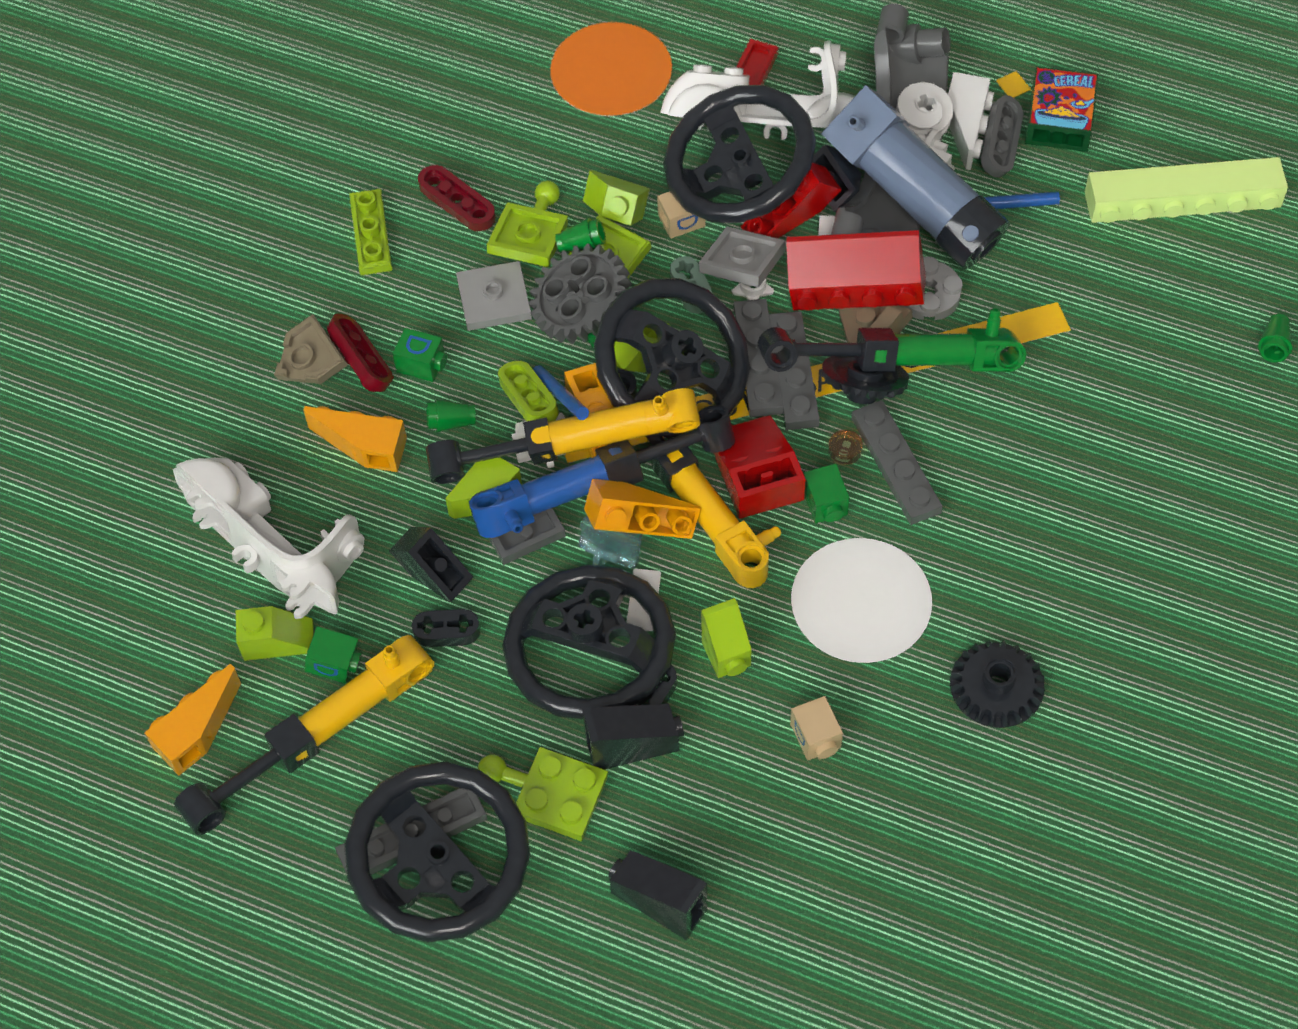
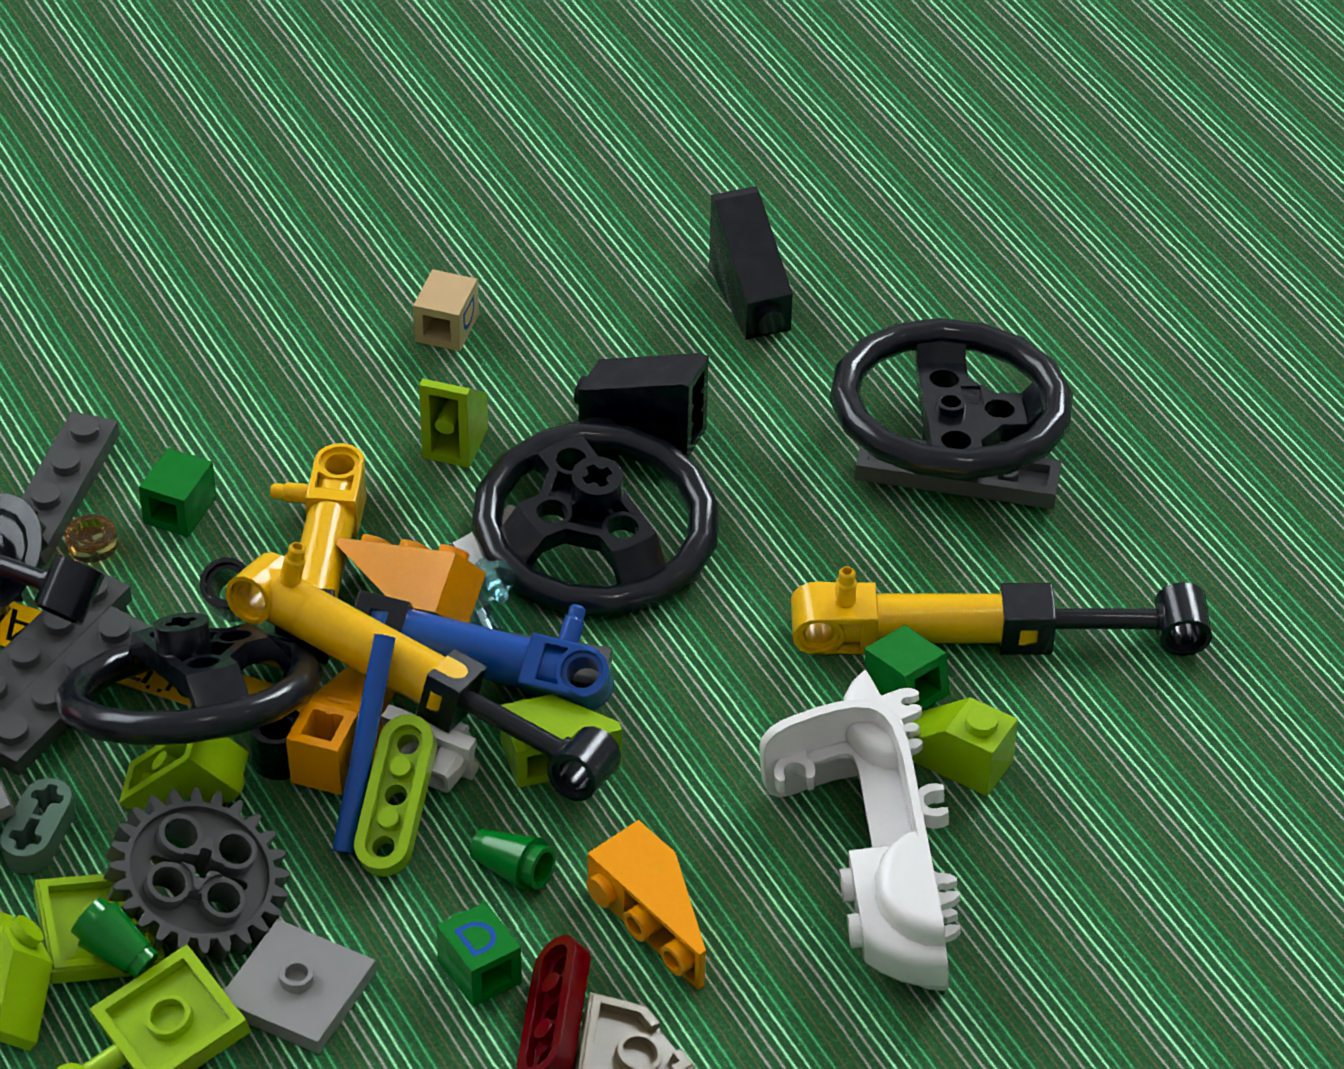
camera: 145 degrees left, 15 degrees down
(191, 726) = (1128, 704): light orange slope -> none
(431, 562) = (702, 704): black slope -> none
(446, 628) = (742, 637): black beam -> none
(555, 792) = (772, 421): lime plate -> none
(761, 468) = (212, 523): red slope -> none
(861, 600) = (257, 403): white sticker -> none
(994, 702) = (221, 254): black gear -> none

